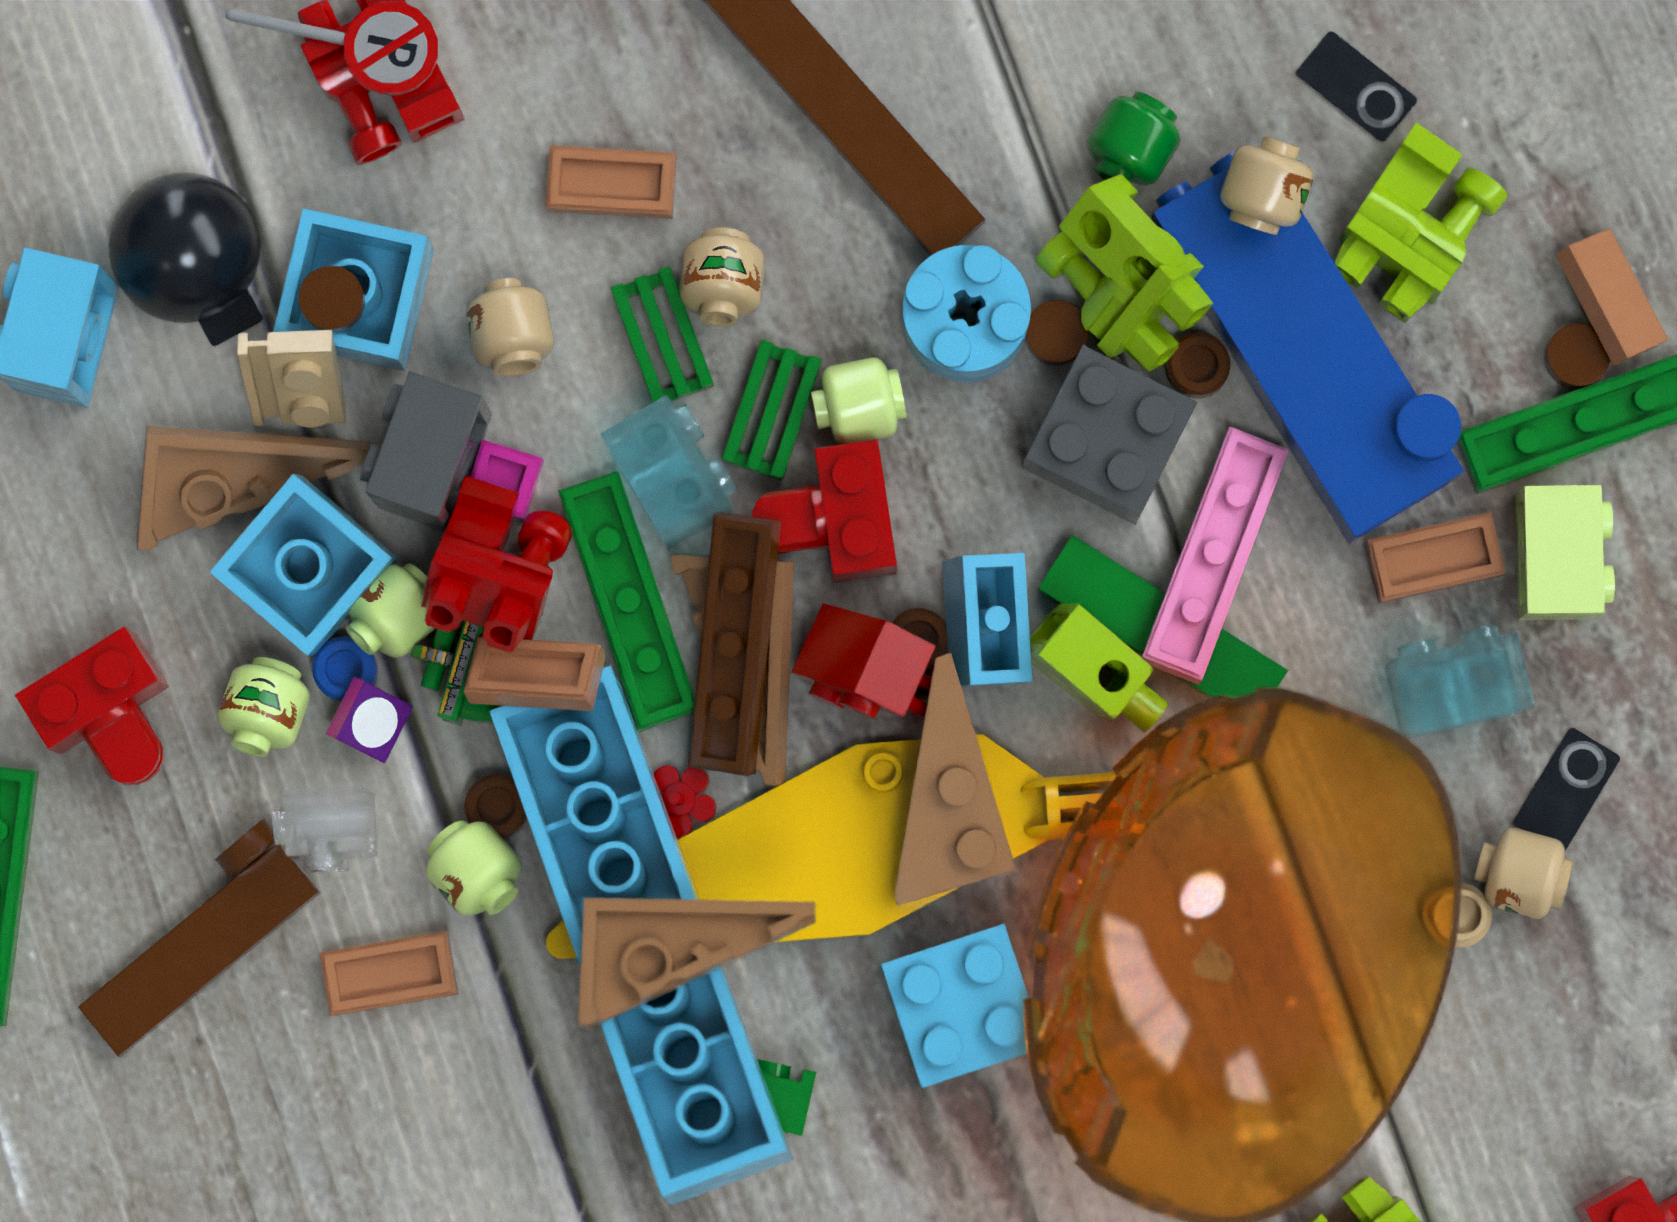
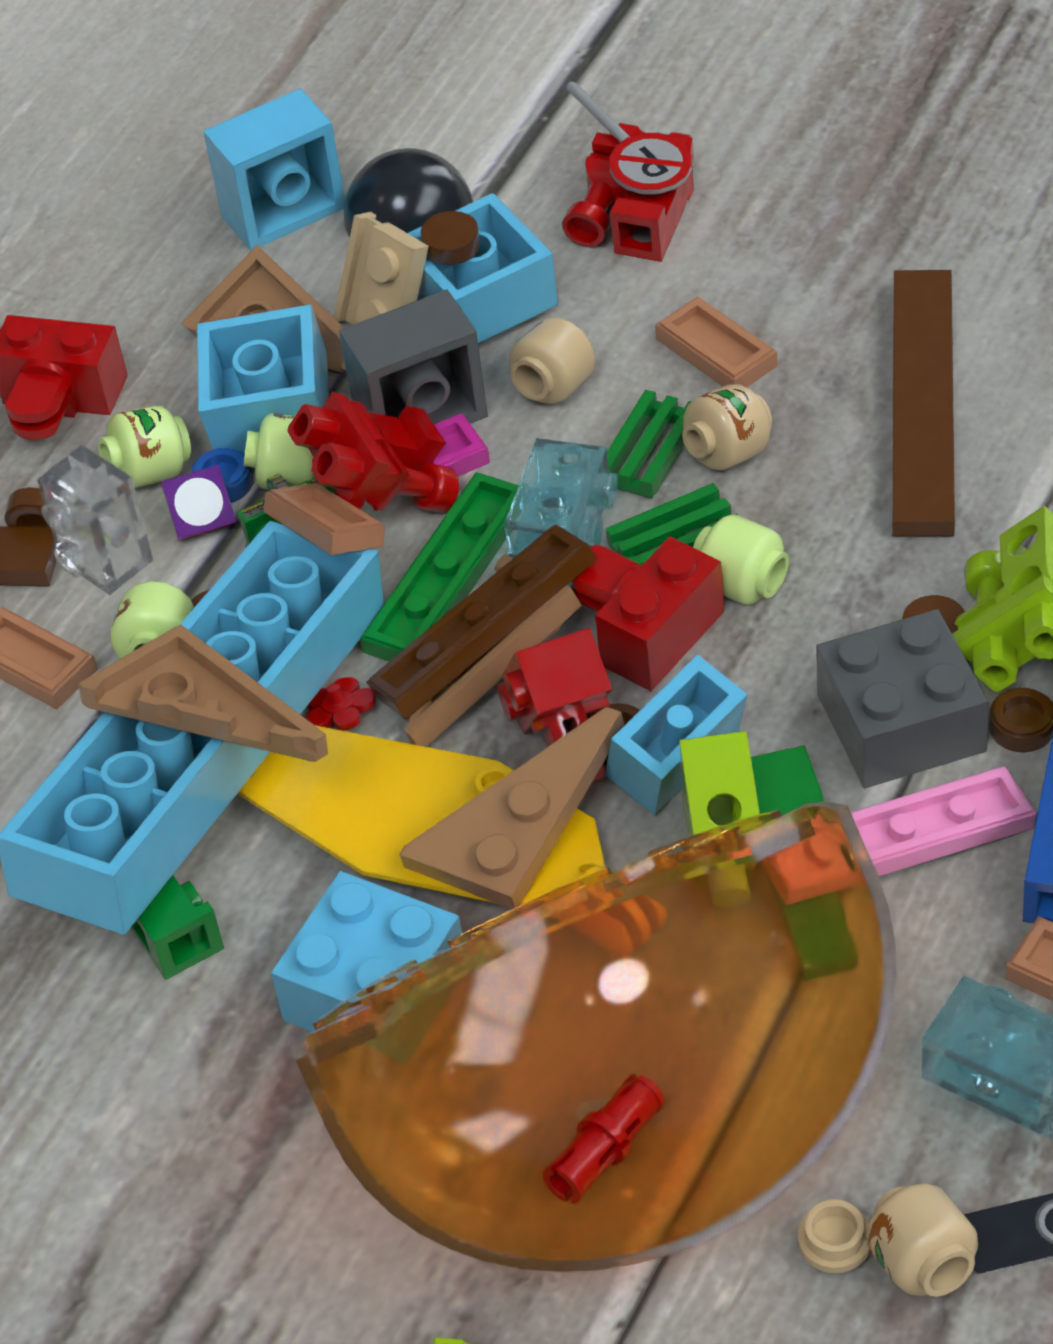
camera: 50 degrees right, 35 degrees down
(982, 281) = (874, 553): medium azure brick -> none
(1261, 993) = (603, 1138): none -> red pin

